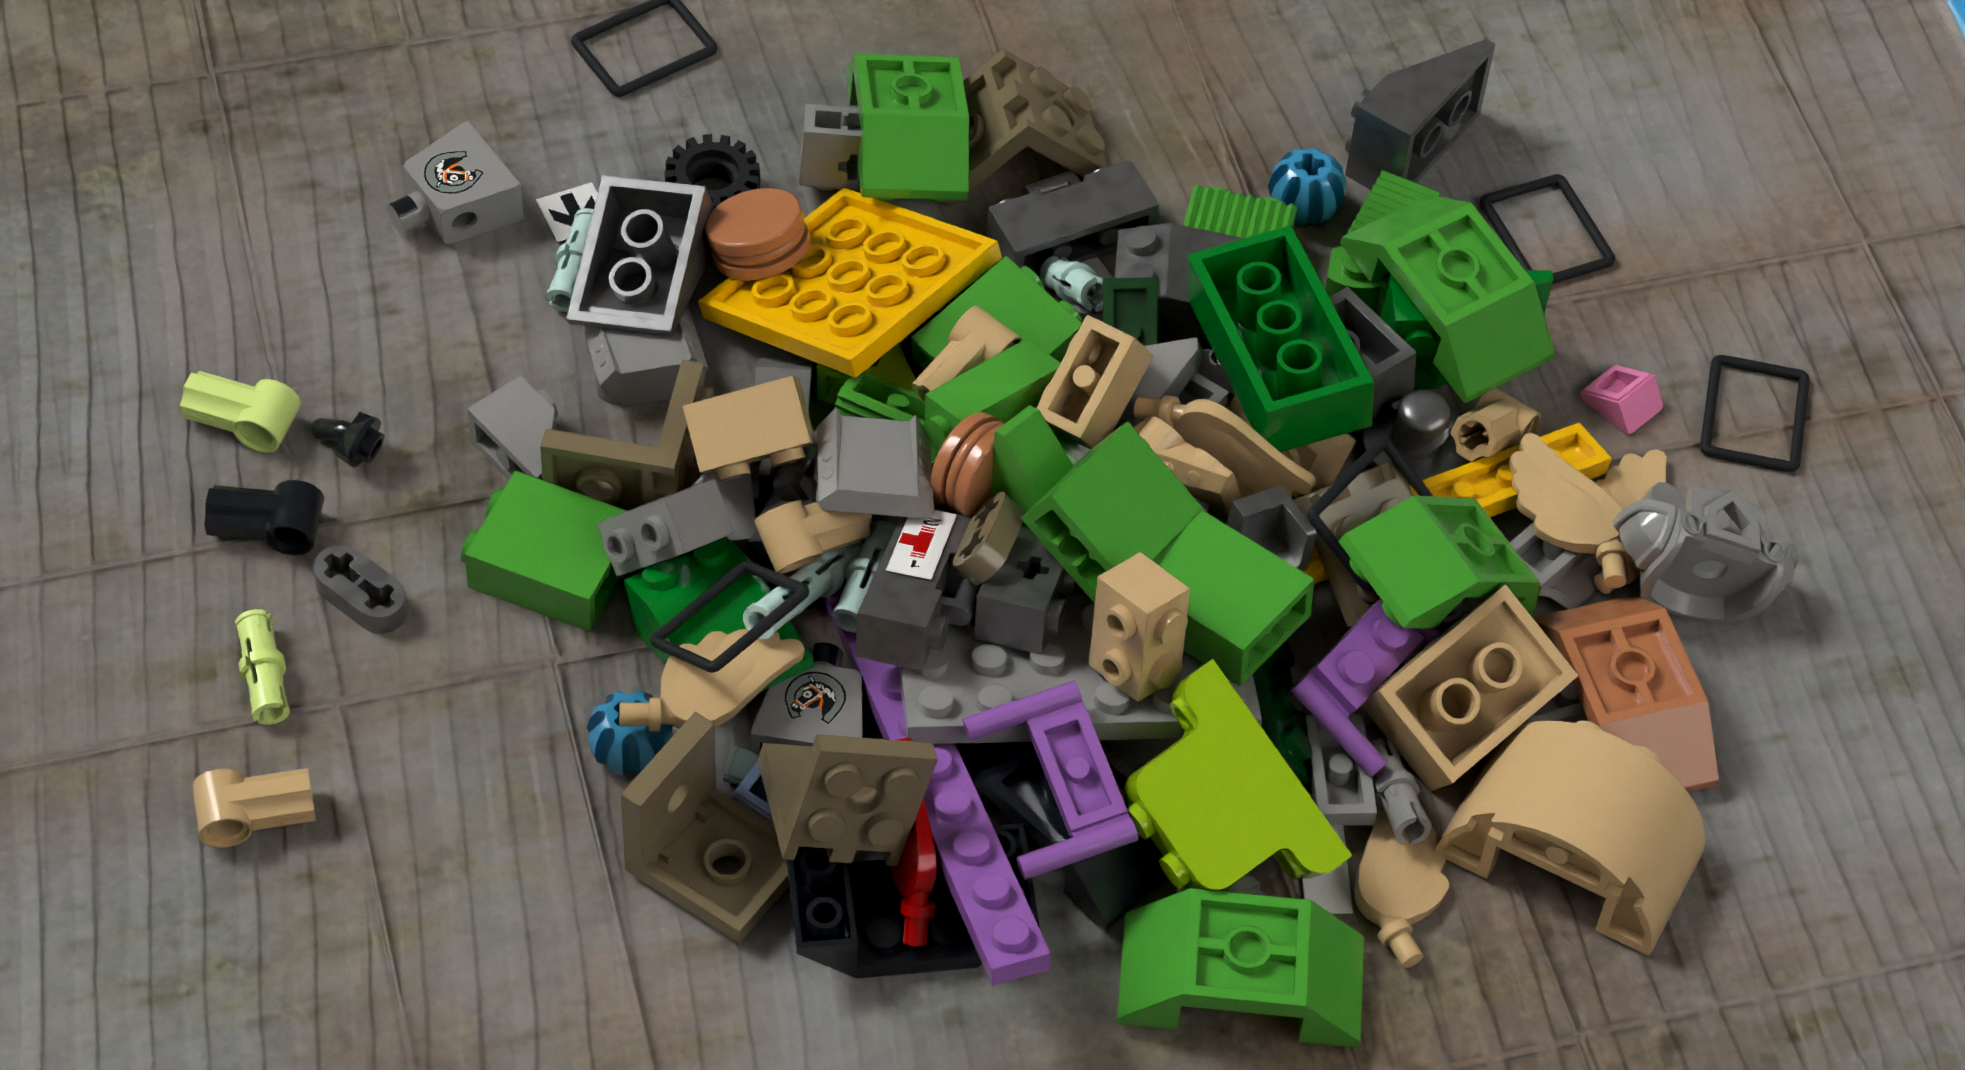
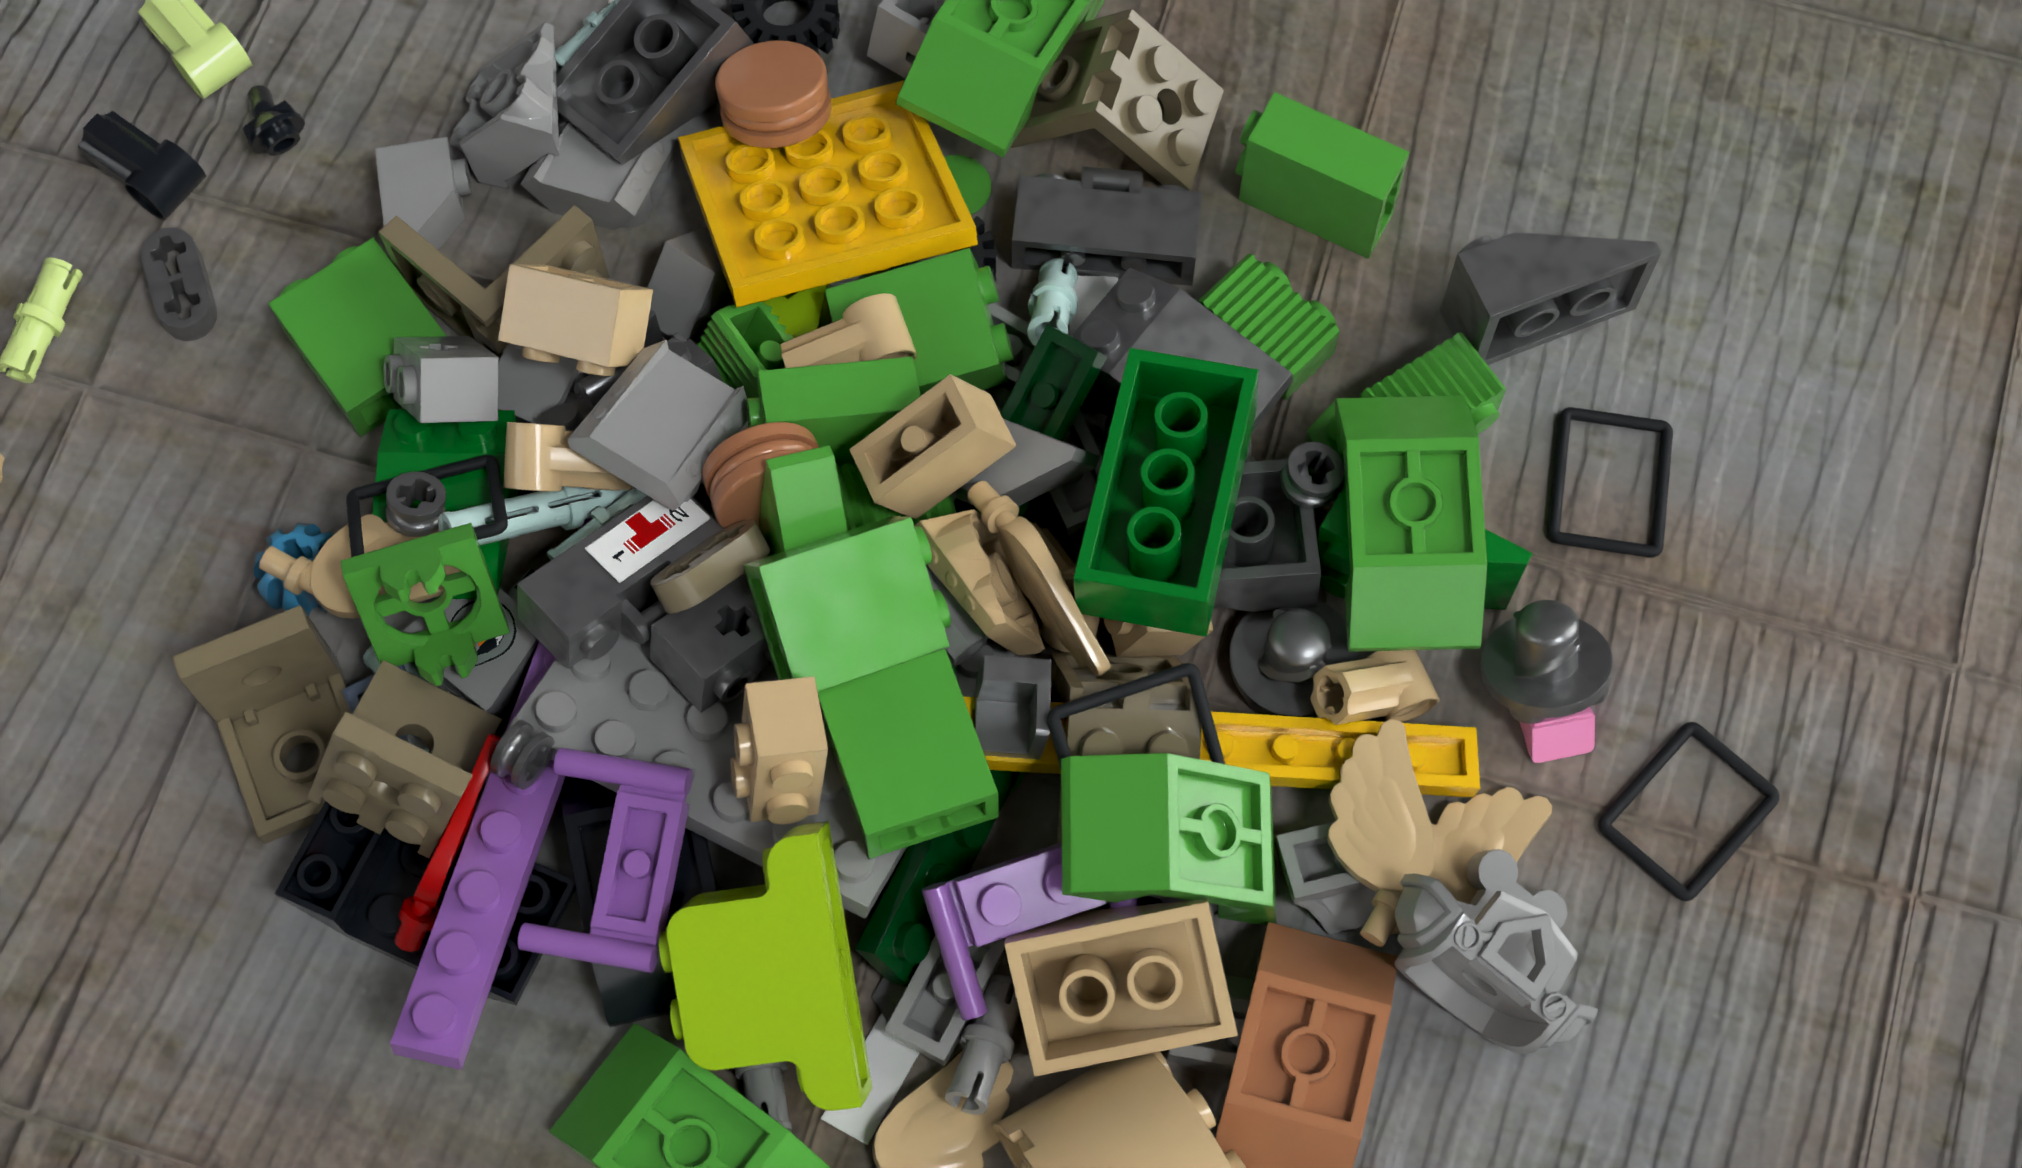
camera: 35 degrees right, 15 degrees up
(553, 334) = (511, 110): none -> light grey slope
(715, 617) = (402, 494): none -> flat silver bush
(797, 716) = (424, 561): none -> bright green piece
(939, 733) = (522, 754): none -> flat silver bush
(1207, 111) = (1320, 174): none -> bright green brick
(1311, 183) = (1375, 309): dark azure piece -> none
(1364, 291) = (1322, 459): none -> flat silver bush
(1597, 354) = (1546, 663): none -> flat silver plate

